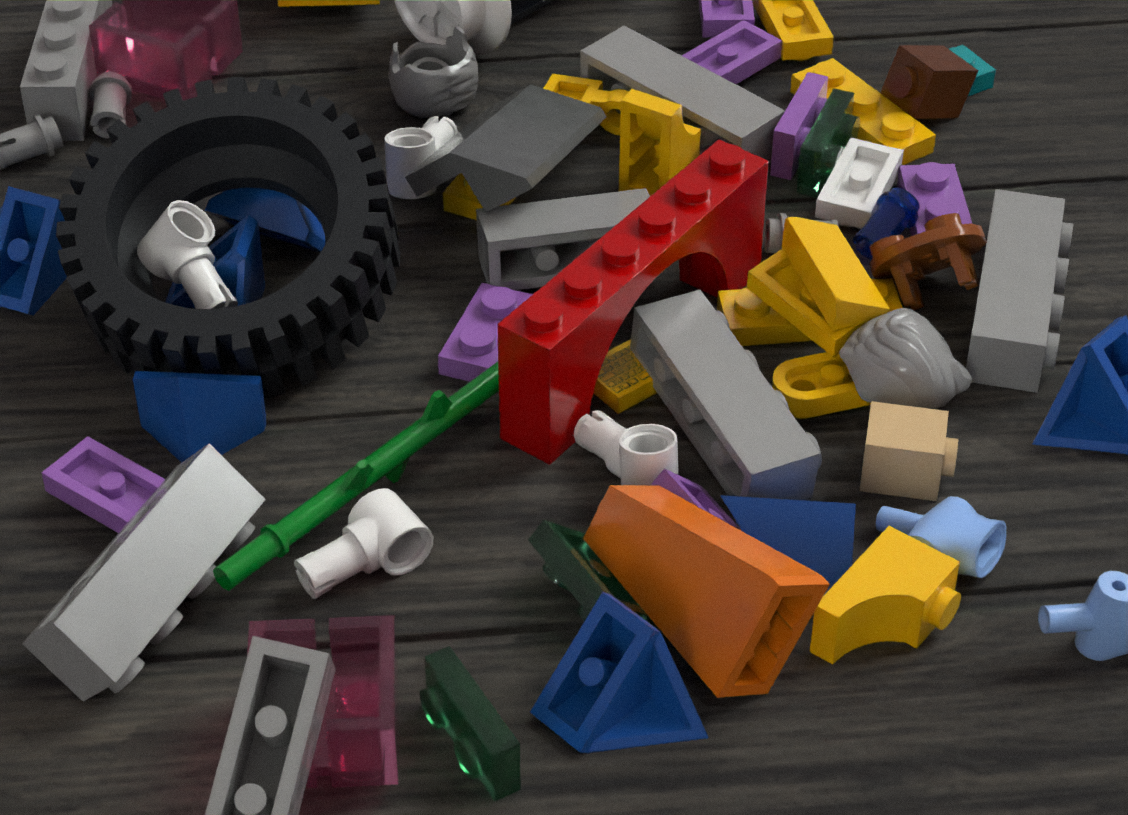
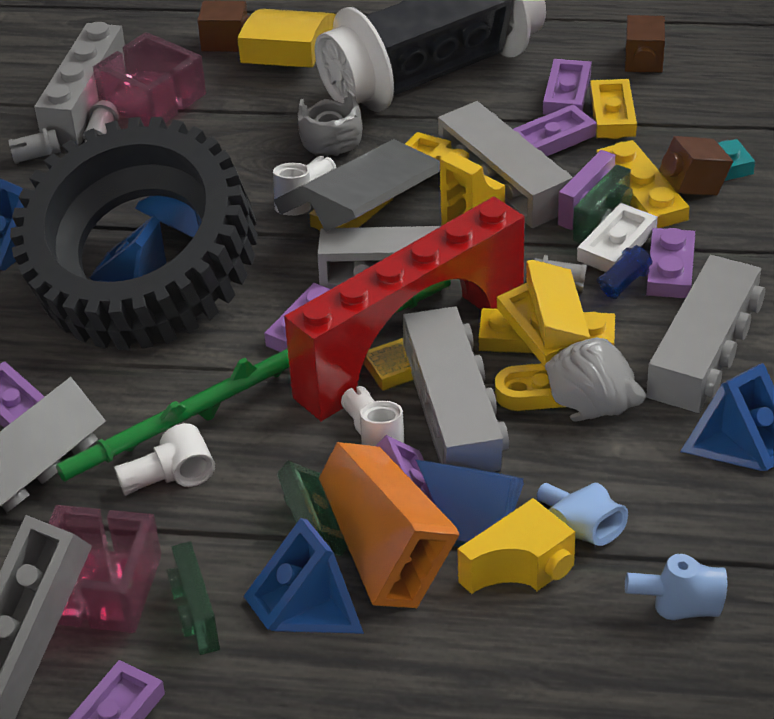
camera: 15 degrees right, 0 degrees up
(180, 252) = (99, 239): white pin -> none
(199, 409) = (88, 352): blue slope -> none
(907, 451) = (574, 444): tan brick -> none
(939, 247) = (644, 296): dark orange plate -> none

